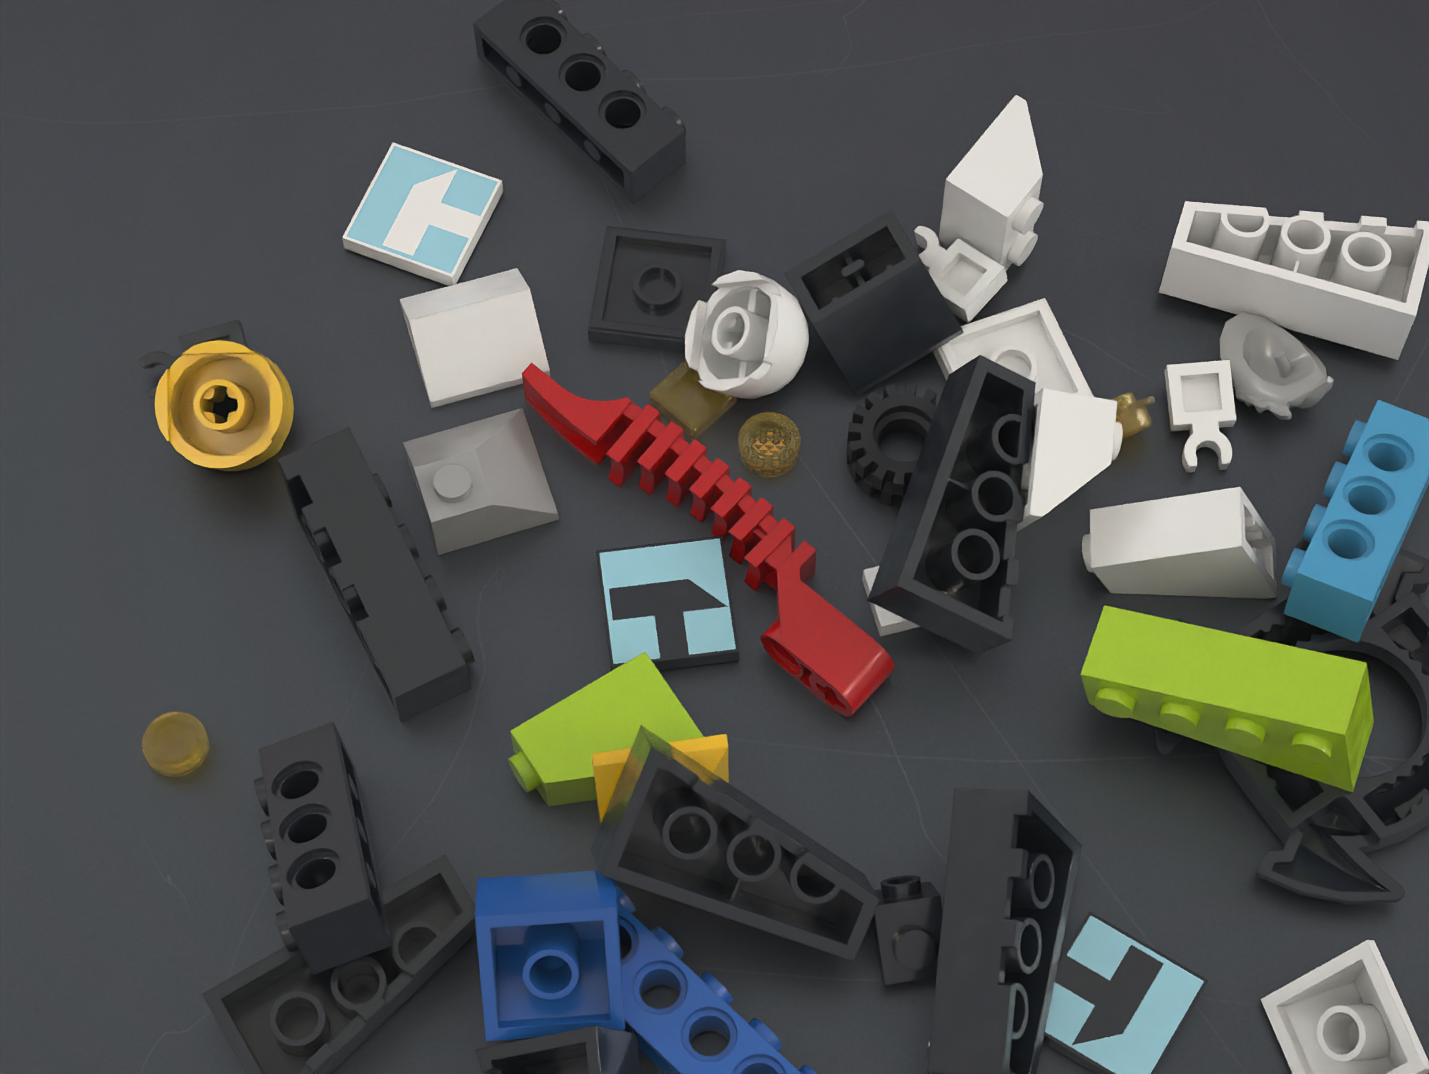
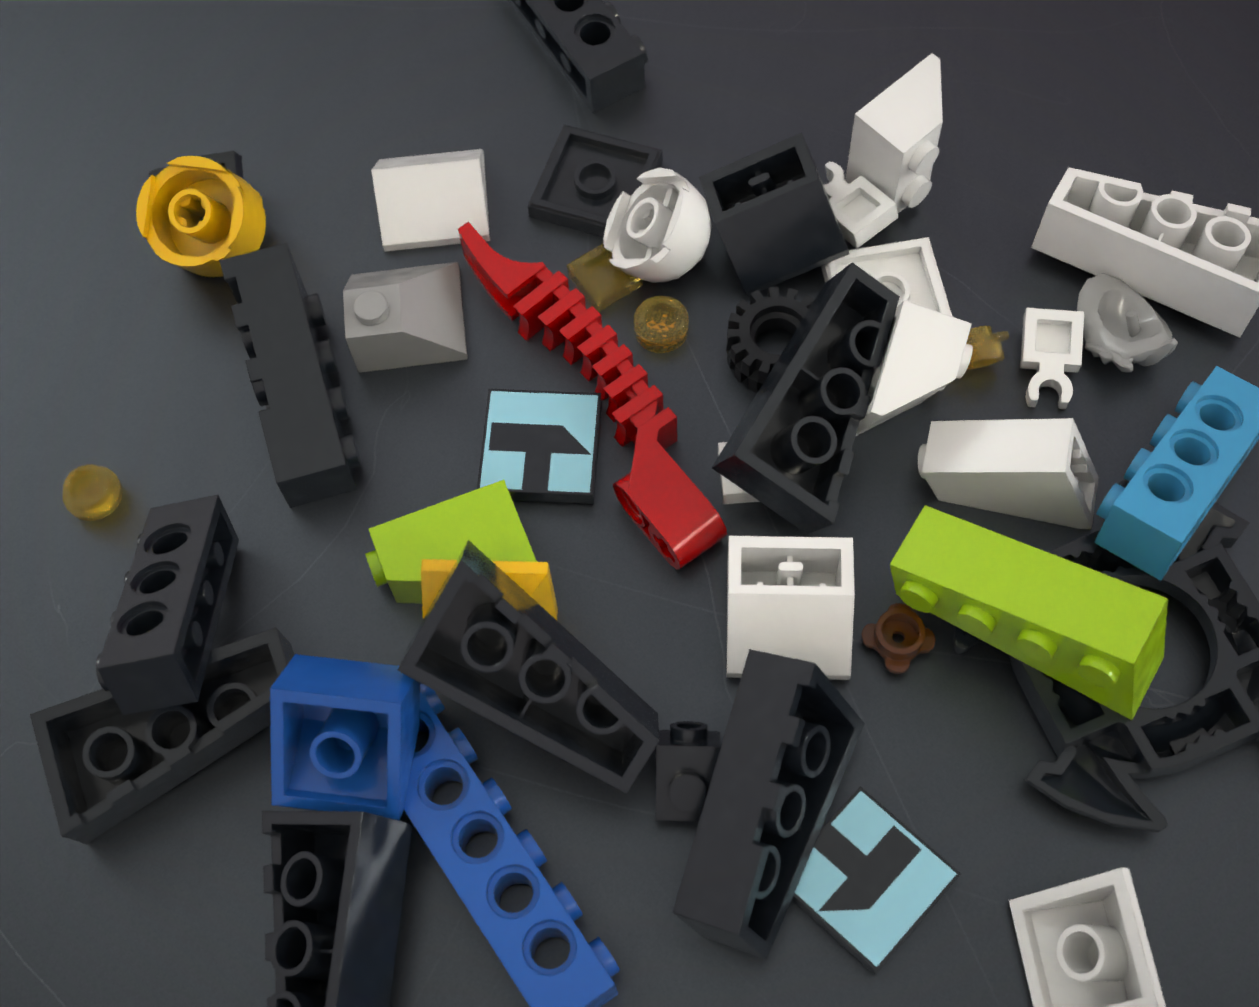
camera: 15 degrees right, 0 degrees up
(423, 214) = (416, 95): tile -> none
(978, 730) = (791, 601): none -> white slope
(1098, 730) = (903, 621): none -> reddish brown plate

